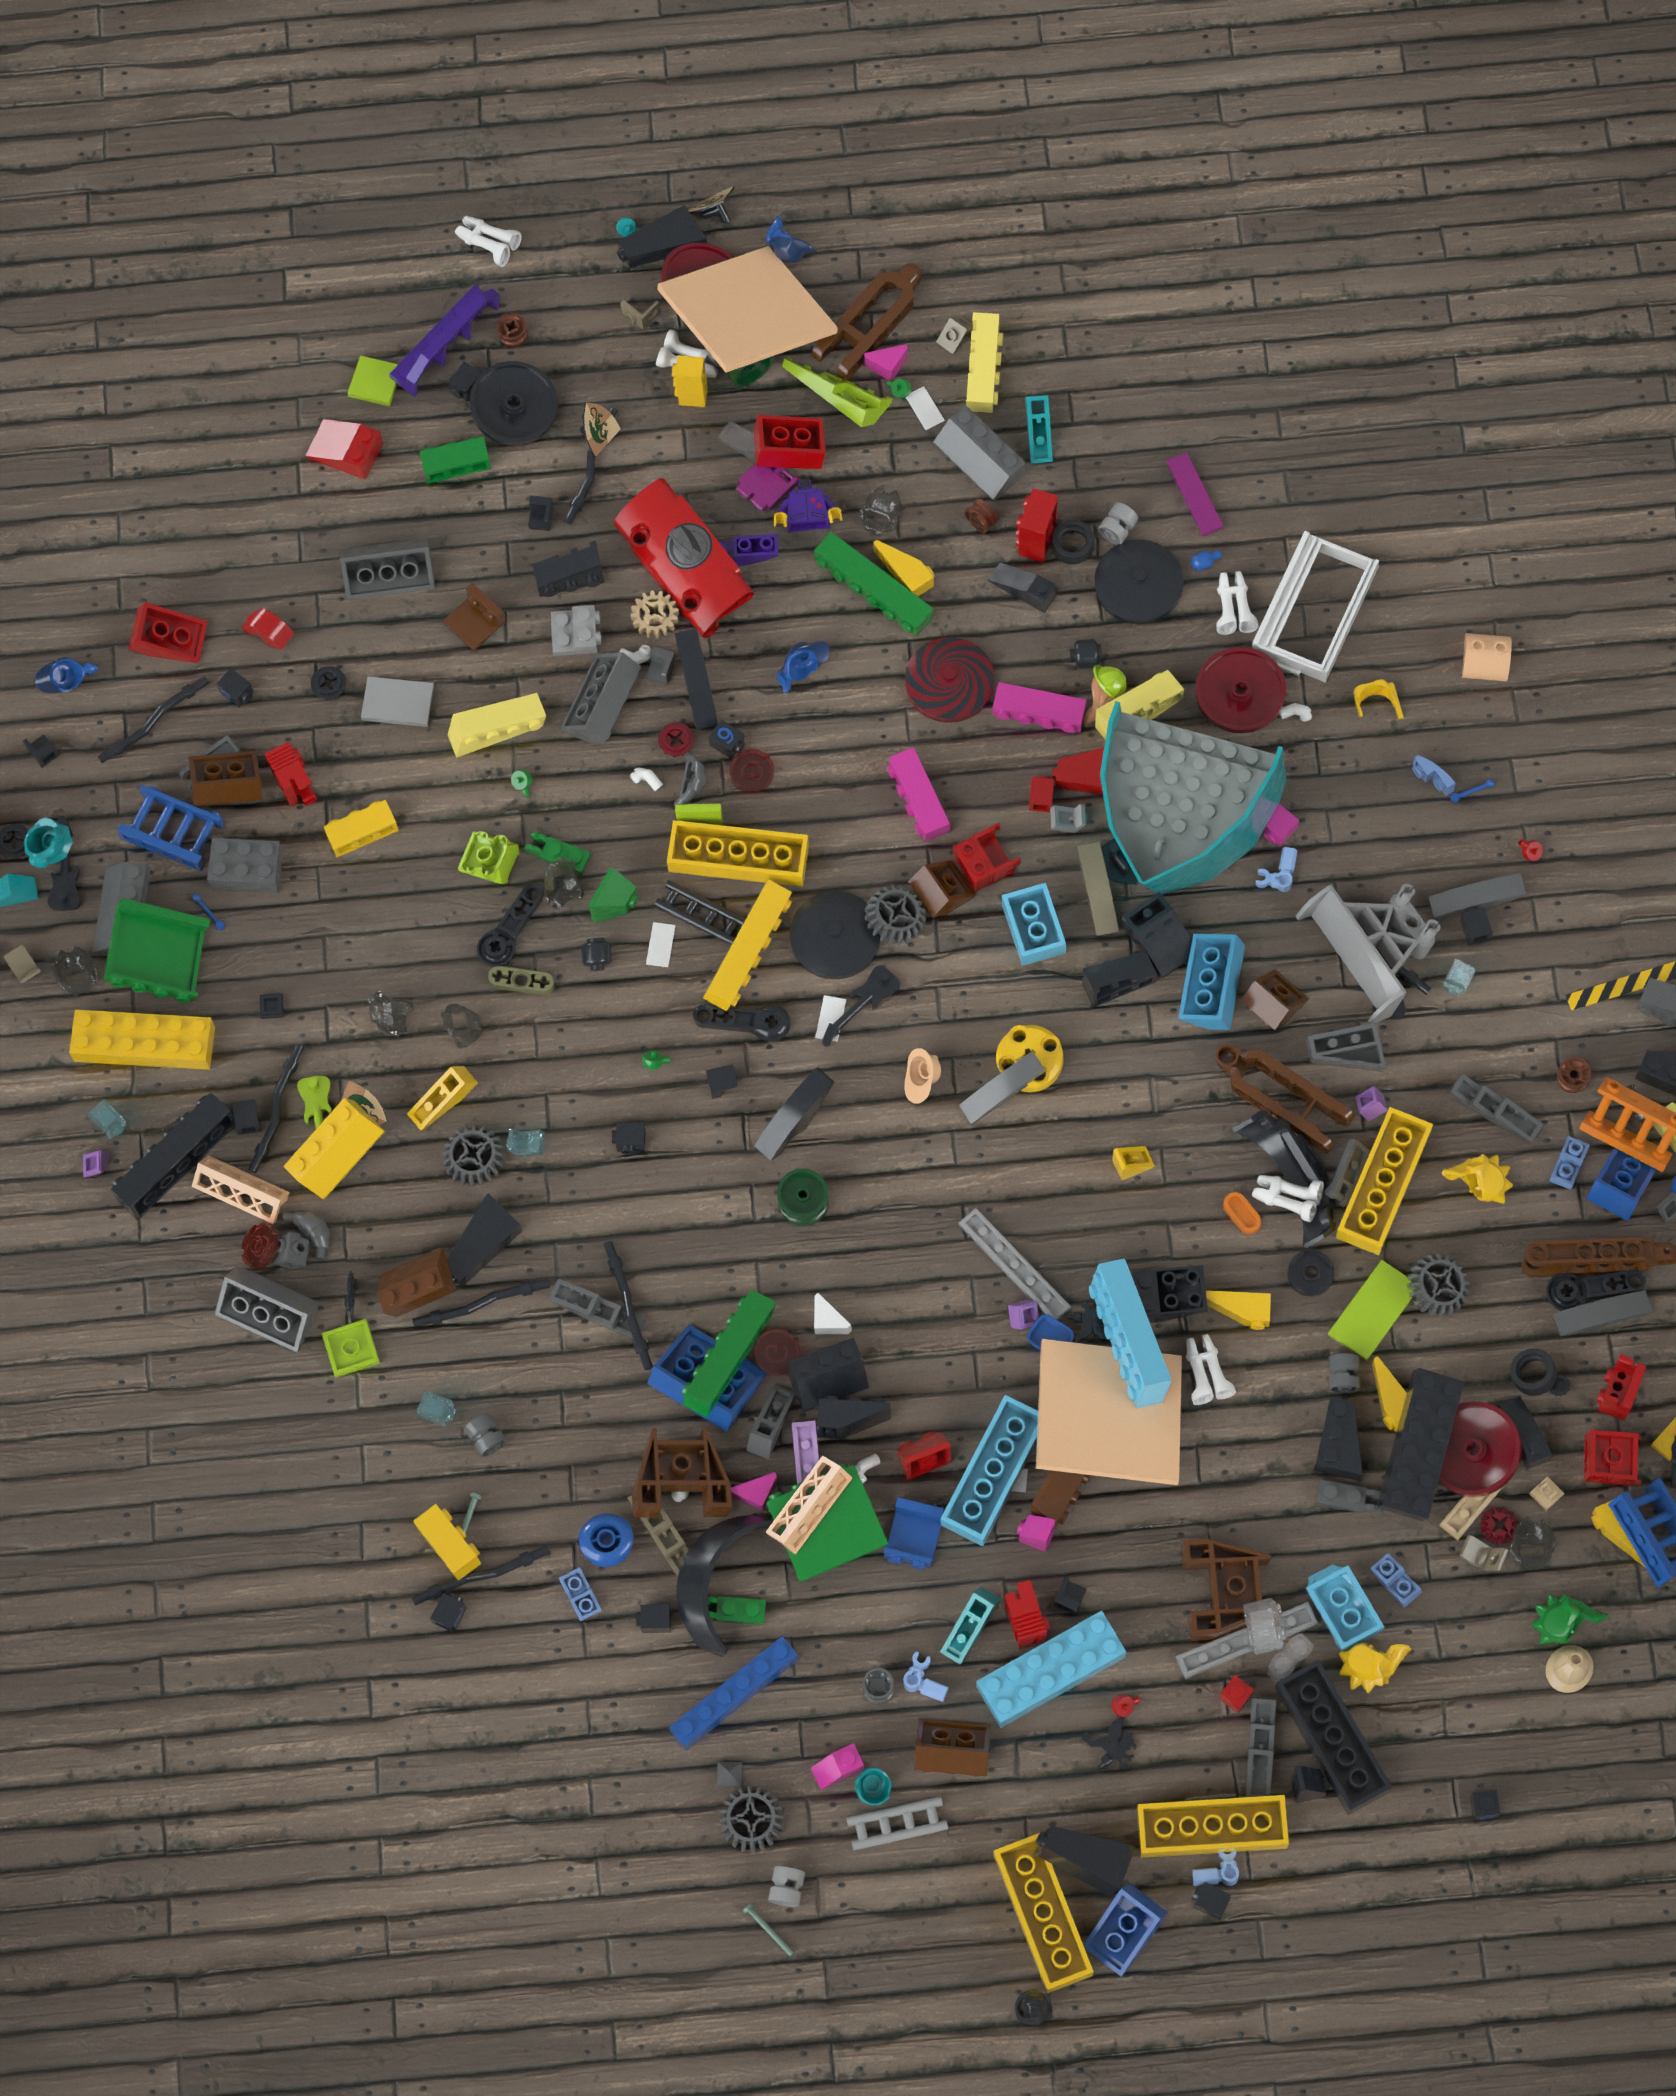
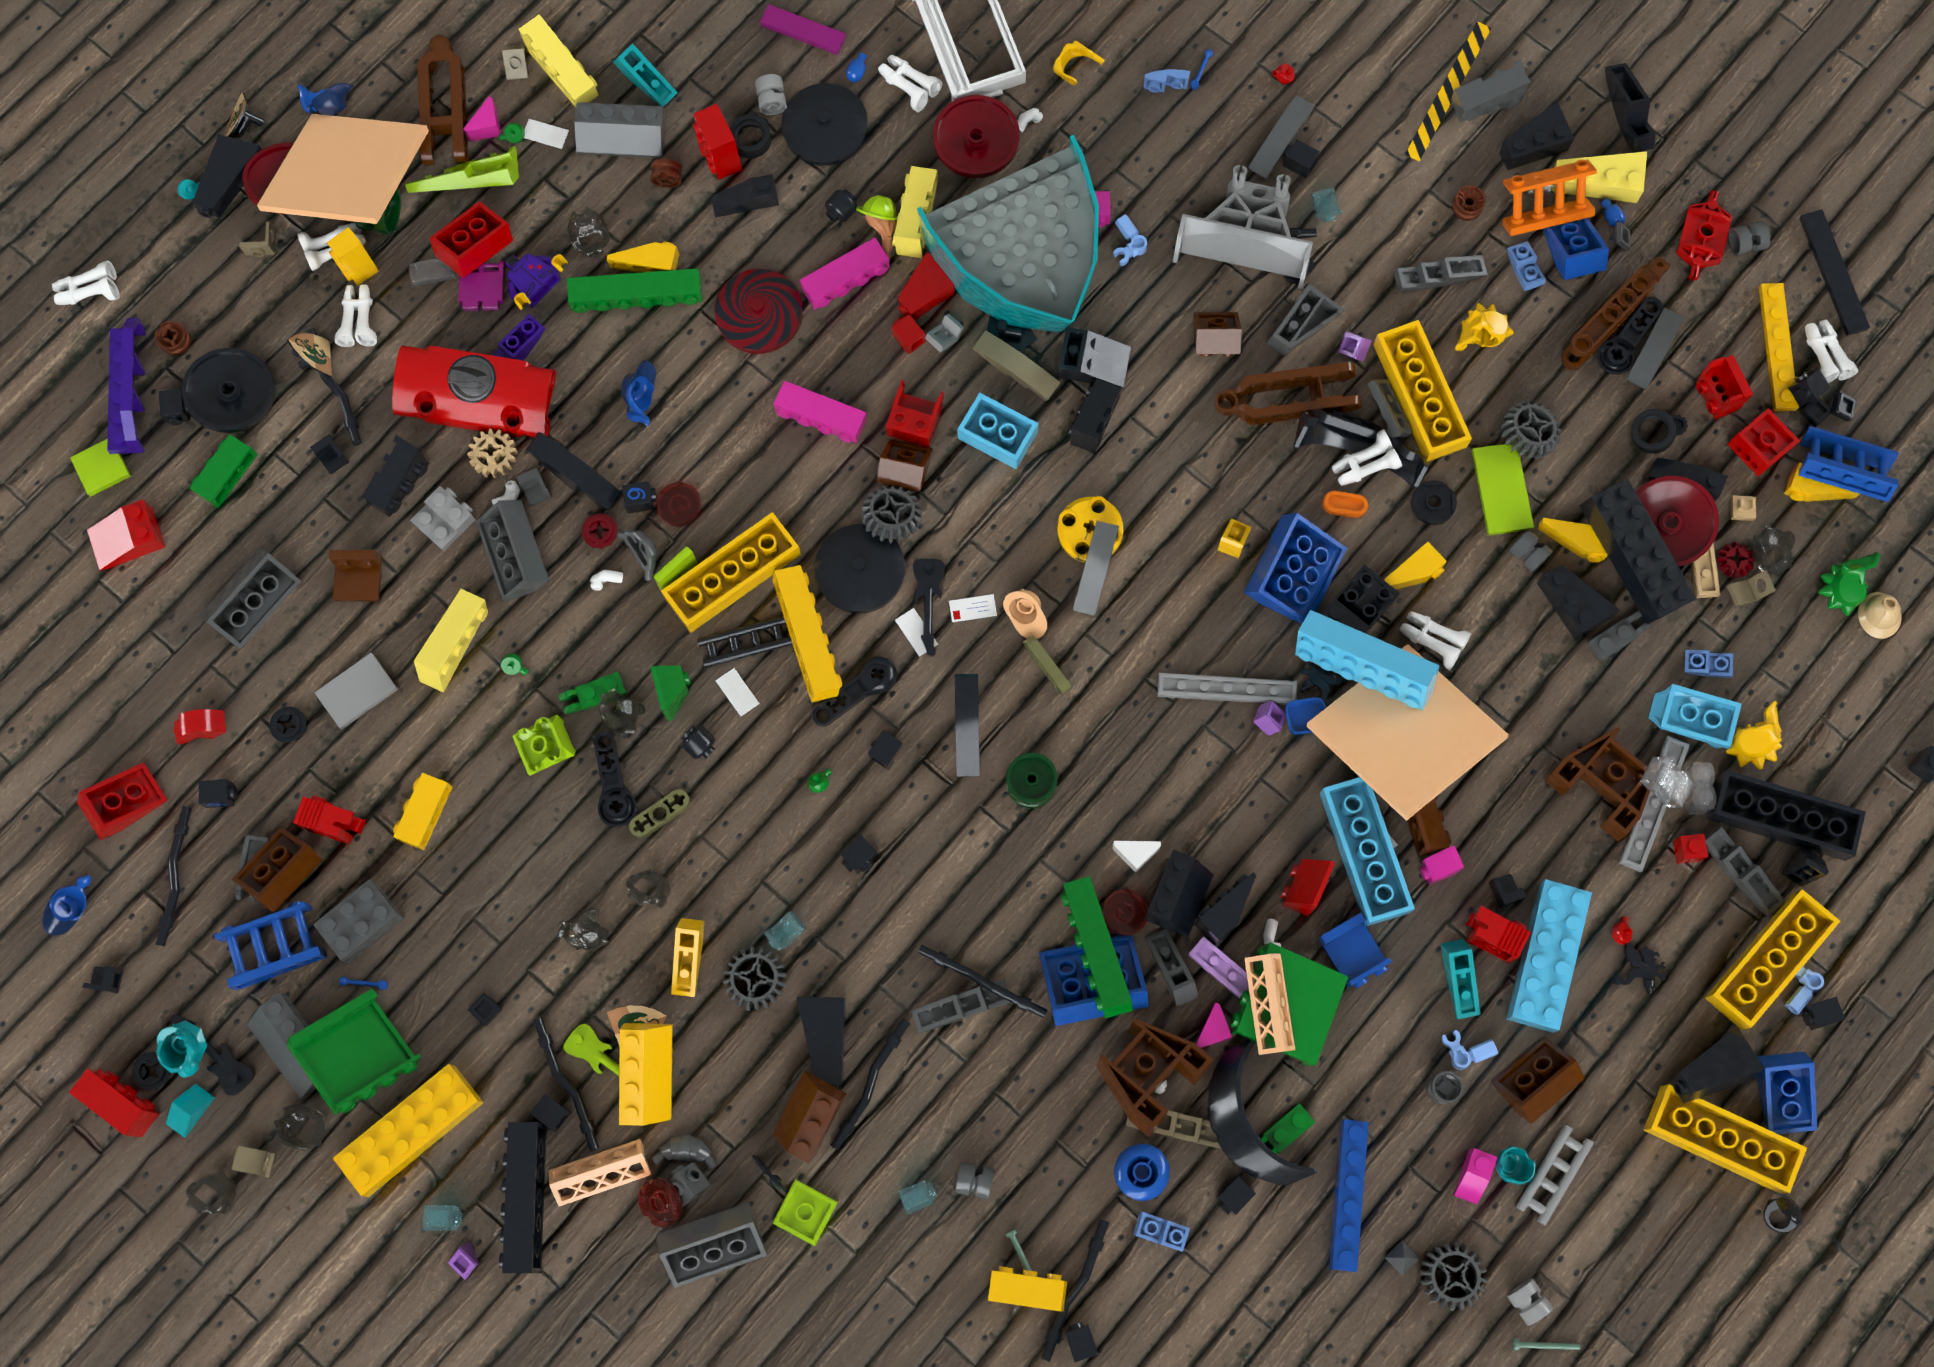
camera: 45 degrees left, 5 degrees up
(647, 444) = (363, 334): none -> white piece
(888, 1038) = (972, 608): none -> white sticker
(899, 1126) = (1047, 665): none -> olive beam
(1154, 1225) = (1295, 568): none -> blue slope
(1212, 981) = (1162, 358): dark azure slope -> none

